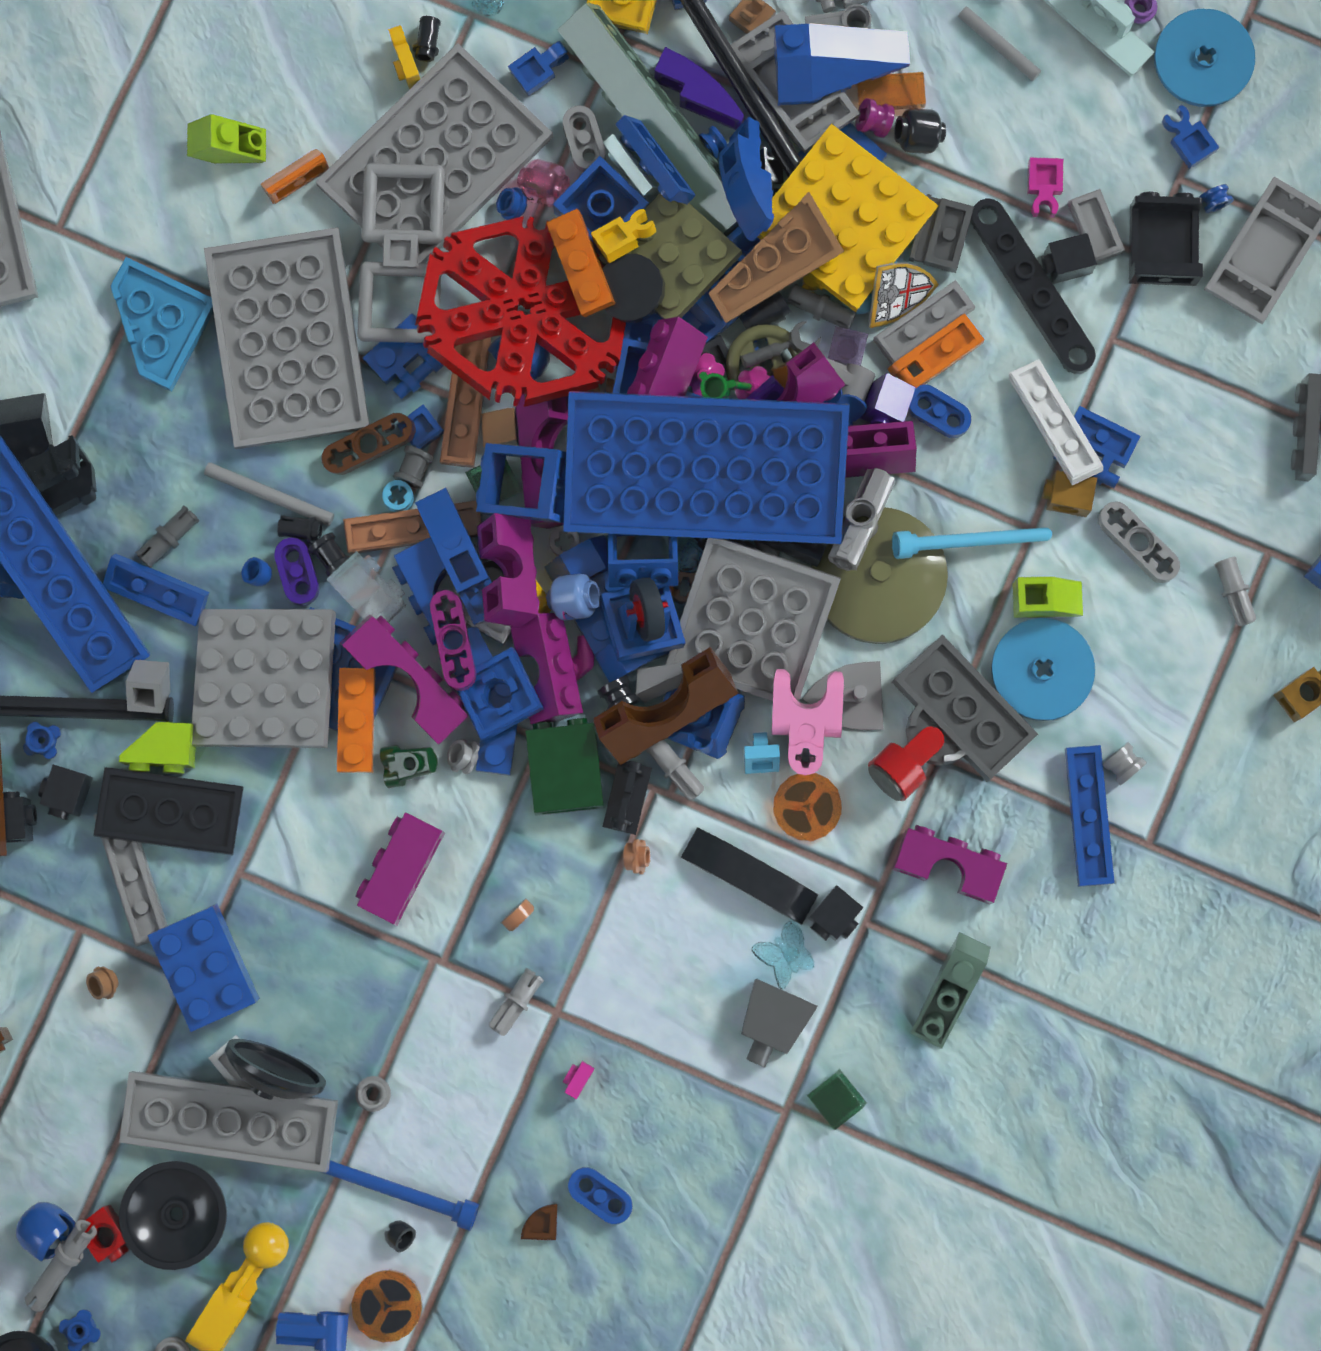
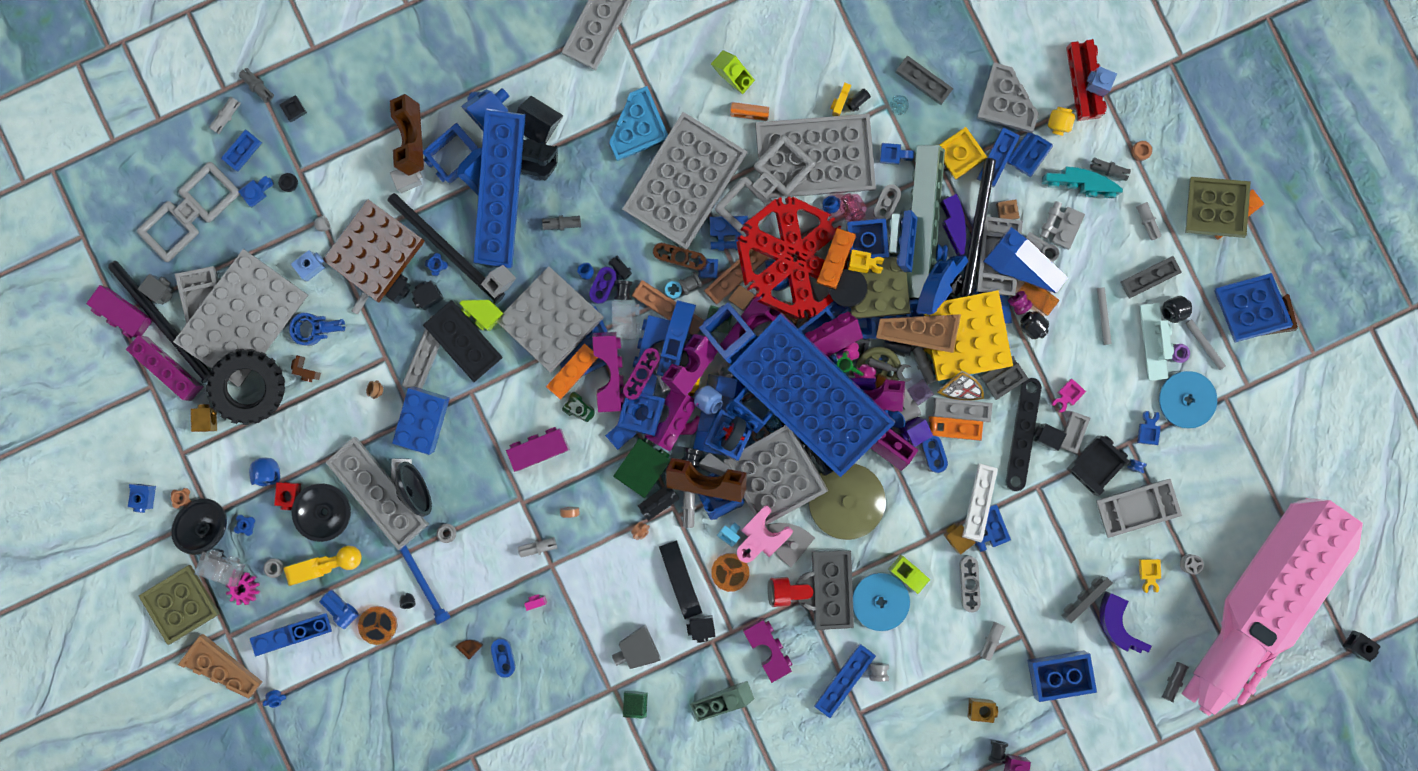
camera: 40 degrees right, 5 degrees up
(67, 1255) = (265, 491): light grey pin -> none
(155, 589) = (537, 241): blue plate -> none
(268, 493) = (620, 241): light grey bar -> none
(463, 755) = (605, 424): light grey plate -> none
(788, 954) = (667, 627): clear light blue piece -> none
(869, 503) = (869, 467): light grey piece -> none
(906, 544) = (868, 500): medium azure piece -> none

